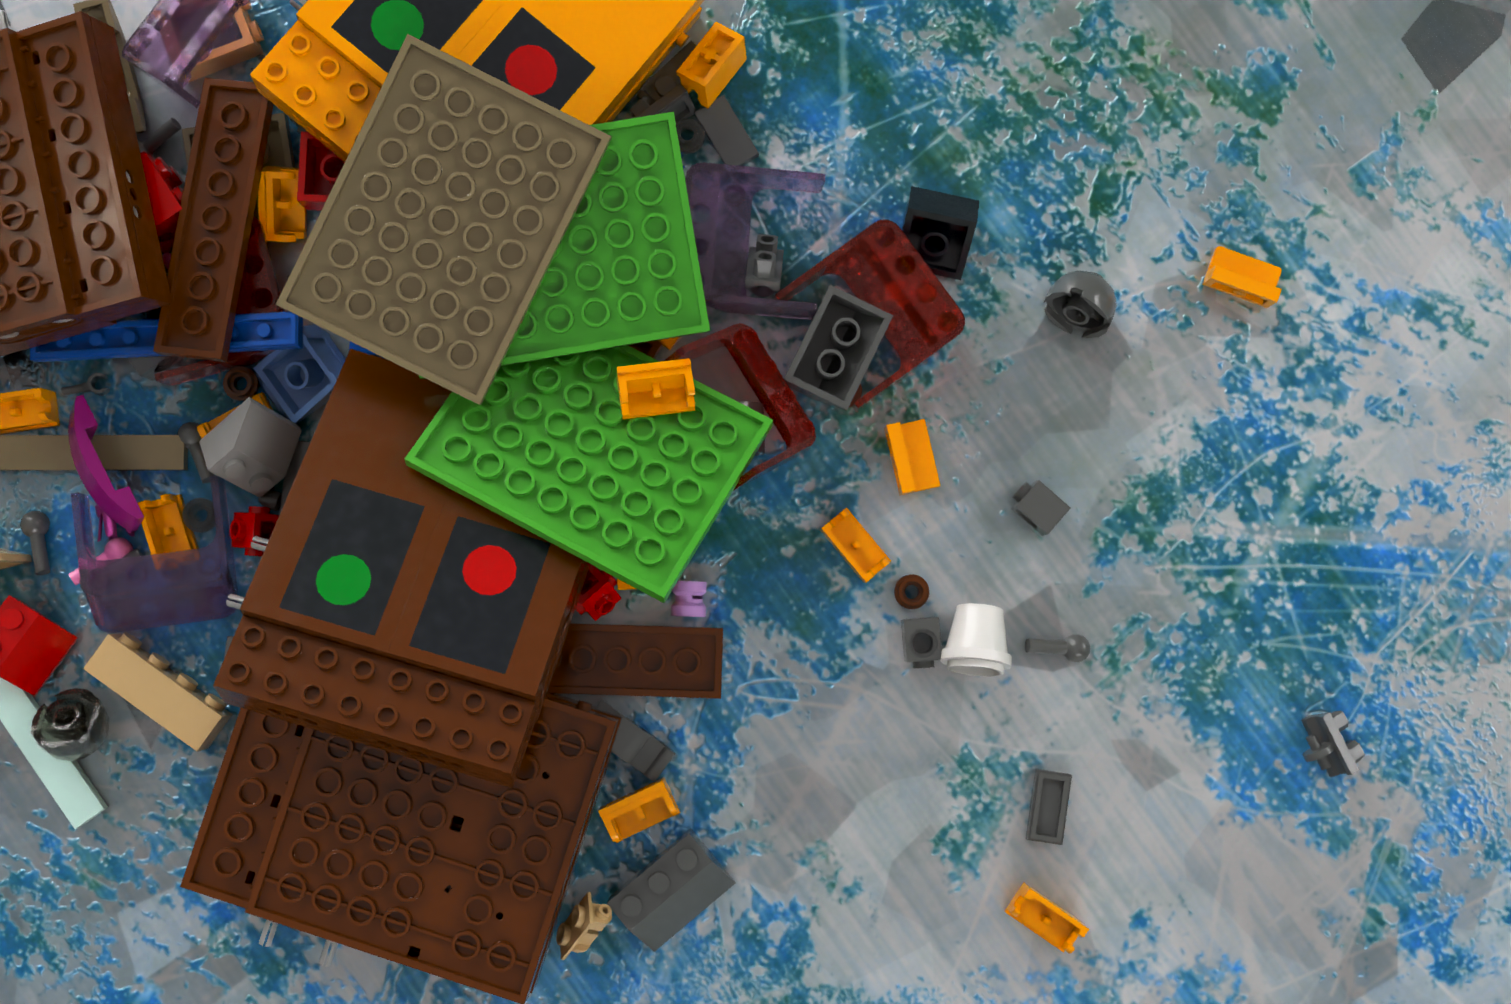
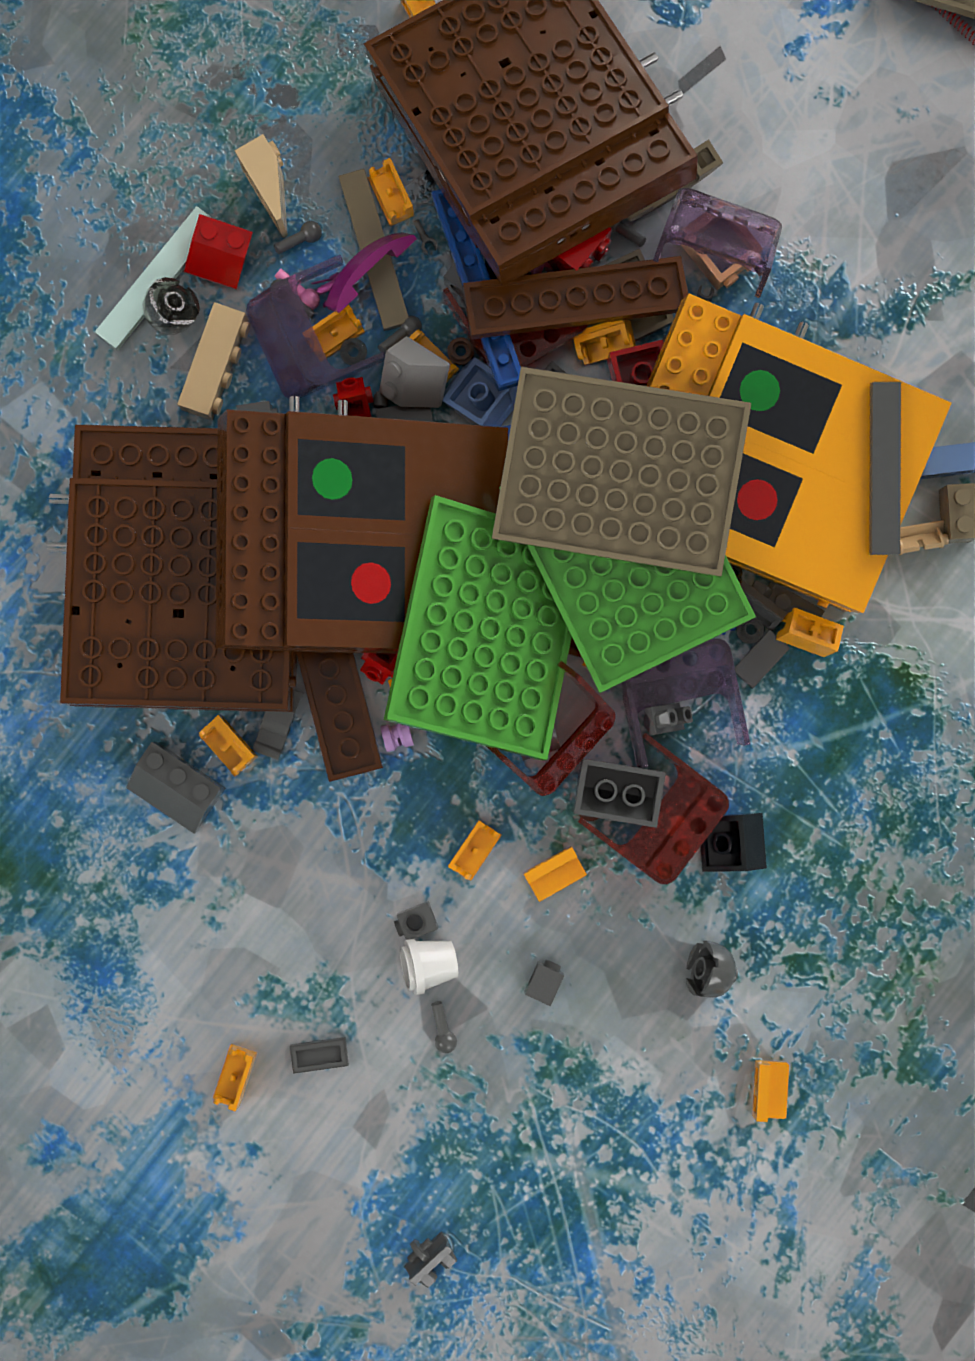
camera: 70 degrees right, 0 degrees up
(582, 926) = (129, 728): tan hinge -> none
(656, 388) = (543, 665): light orange hinge -> none
(919, 583) = (451, 912): reddish brown plate -> none

